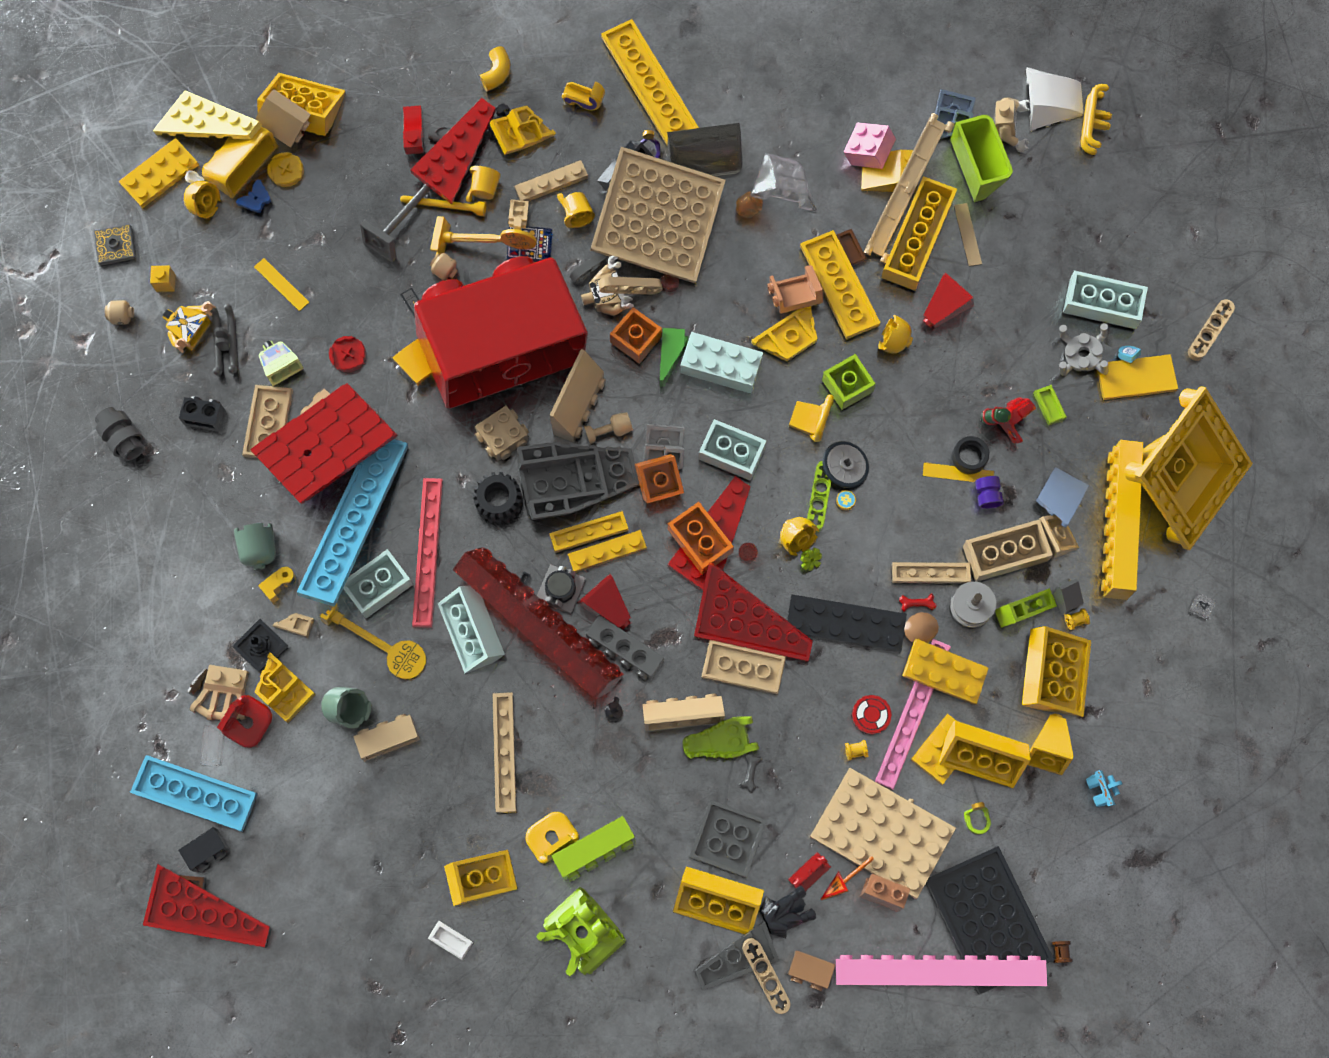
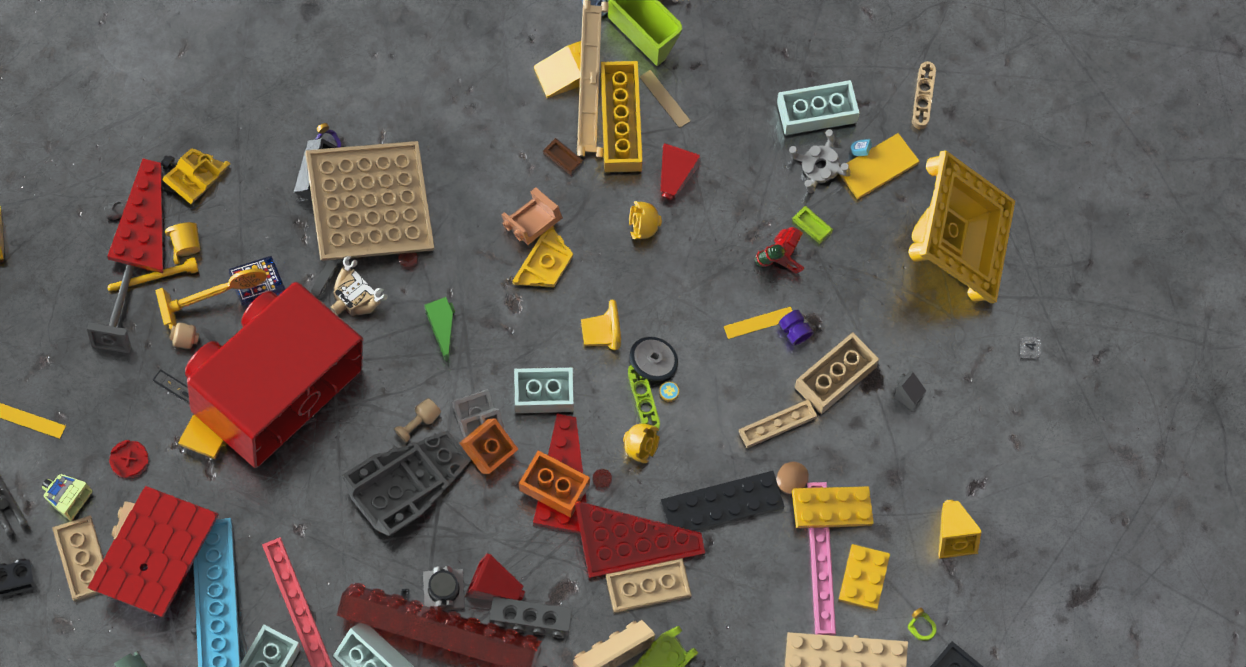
camera: 30 degrees left, 5 degrees down
(413, 130) = (88, 217): red slope -> none
(492, 484) = (340, 516): black tyre -> none
(499, 71) = (146, 125): yellow cylinder -> none
(502, 433) = (318, 469): tan brick -> none
(518, 214) = (233, 255): tan hinge -> none
(551, 181) = (248, 211): tan plate -> none
(577, 210) = (287, 227): yellow hat -> none
(577, 398) = (376, 405): tan slope -> none
(583, 96) = (241, 116): yellow animal -> none
(588, 531) = (444, 525): yellow plate -> none
(607, 551) = (470, 535): yellow plate -> none
(630, 285) = (375, 278): tan beam -> none
(636, 335) = (402, 322): orange brick -> none
(648, 79) = (299, 78): yellow plate -> none
(707, 149) = (386, 119): clear smoke windscreen -> none
(721, 362) = (494, 314): light aqua brick -> none
(748, 206) = (450, 155): clear orange head -> none
(783, 179) = (472, 118): clear wedge -> none
(810, 559) = (663, 459): lime plant -> none
(840, 284) = (570, 193): yellow plate -> none
(848, 381) = (621, 281): lime brick -> none
(856, 750) = (786, 613): yellow bush -> none
(869, 145) = (537, 53): bright pink brick -> none
(871, 714) = (784, 576): tile -> none
(927, 602) = (786, 452): red piece -> none
(972, 441) = (763, 287): black tyre -> none
(973, 604) = (829, 435): light grey wheel -> none
(984, 754) = (902, 564): yellow slope -> none
(1025, 607) = (876, 418): lime slope -> none
(1056, 672) = (930, 463): yellow slope -> none
(1059, 538) = (875, 339): tan slope -> none
(1062, 495) = (861, 302): sand blue slope -> none
(1077, 619) = (926, 407): yellow bush -> none
(1106, 797) = (1025, 556): medium azure hips -> none
(1122, 523) = (926, 303): yellow brick -> none

